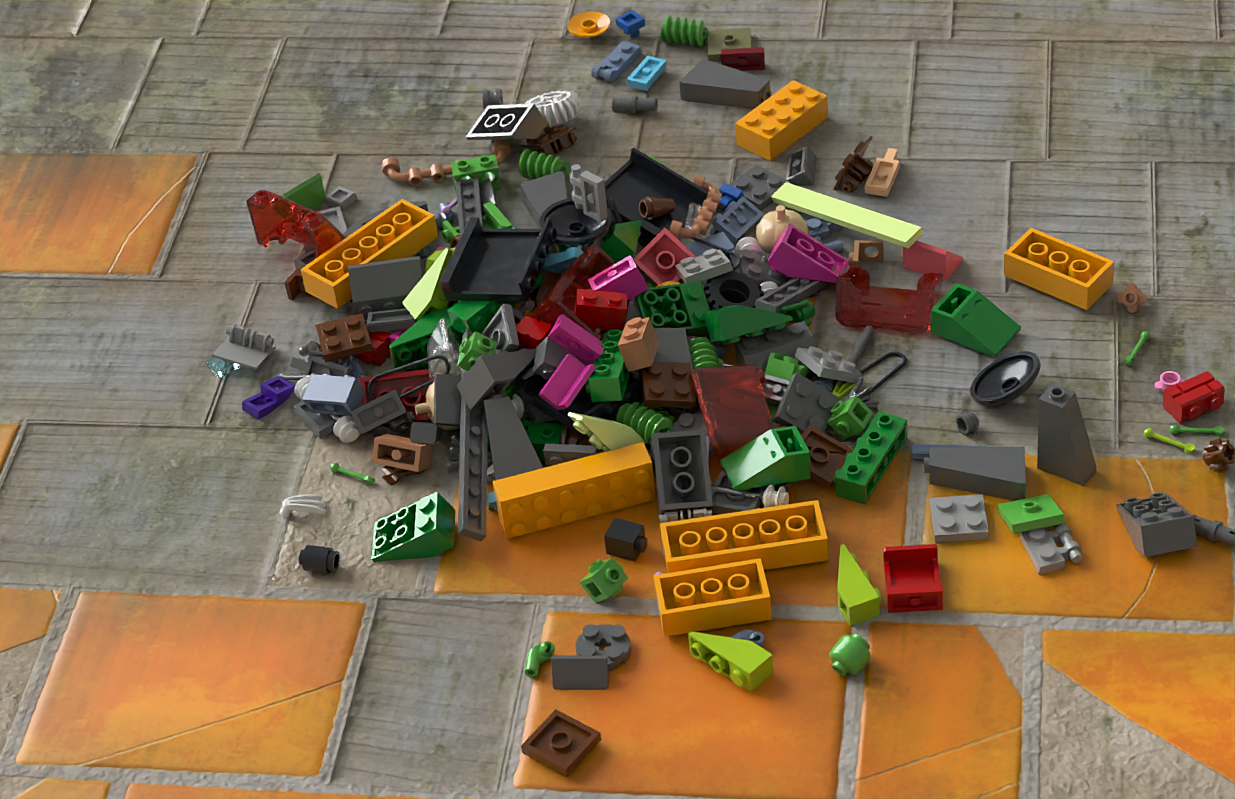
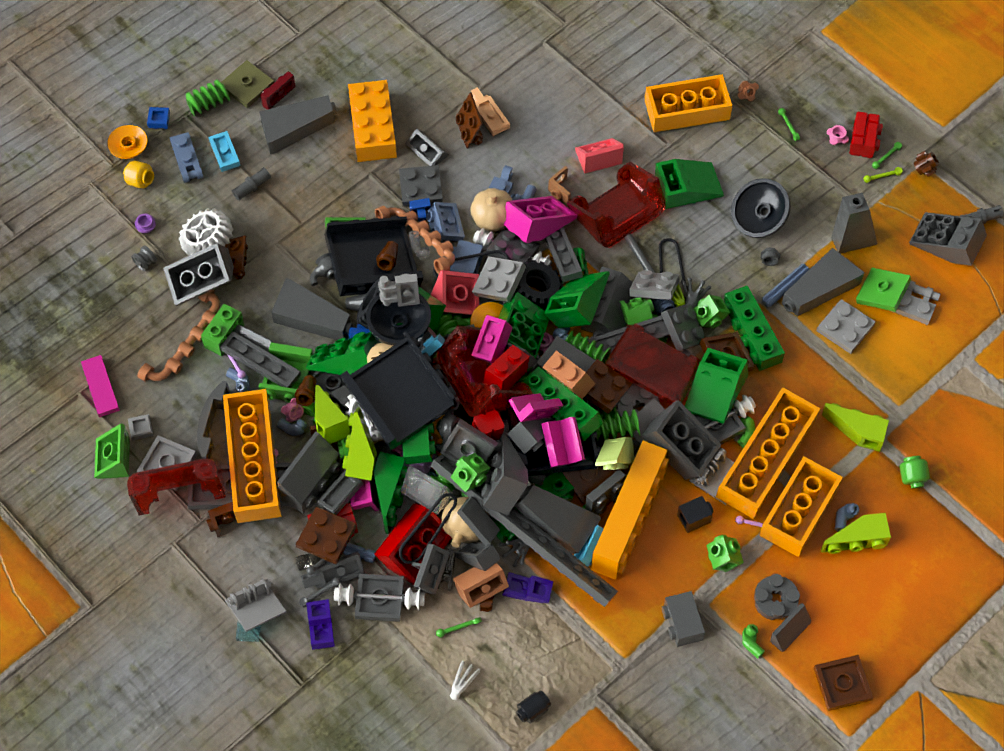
camera: 55 degrees left, 20 degrees up
(333, 394) = (386, 584): brick -> none
(352, 156) = (100, 386): none -> dark pink tile
(415, 530) = (561, 631): green slope -> none
(430, 481) = (528, 589): none -> dark purple slope
(508, 597) = (683, 619): none -> dark grey brick
(527, 81) = (145, 223): none -> medium lavender plate
(538, 165) = (260, 285): bright green piece -> none
(565, 48) = (138, 174): none -> yellow head
(847, 215) = (520, 164): yellowish green tile -> none
(912, 578) = (877, 390): red panel -> none

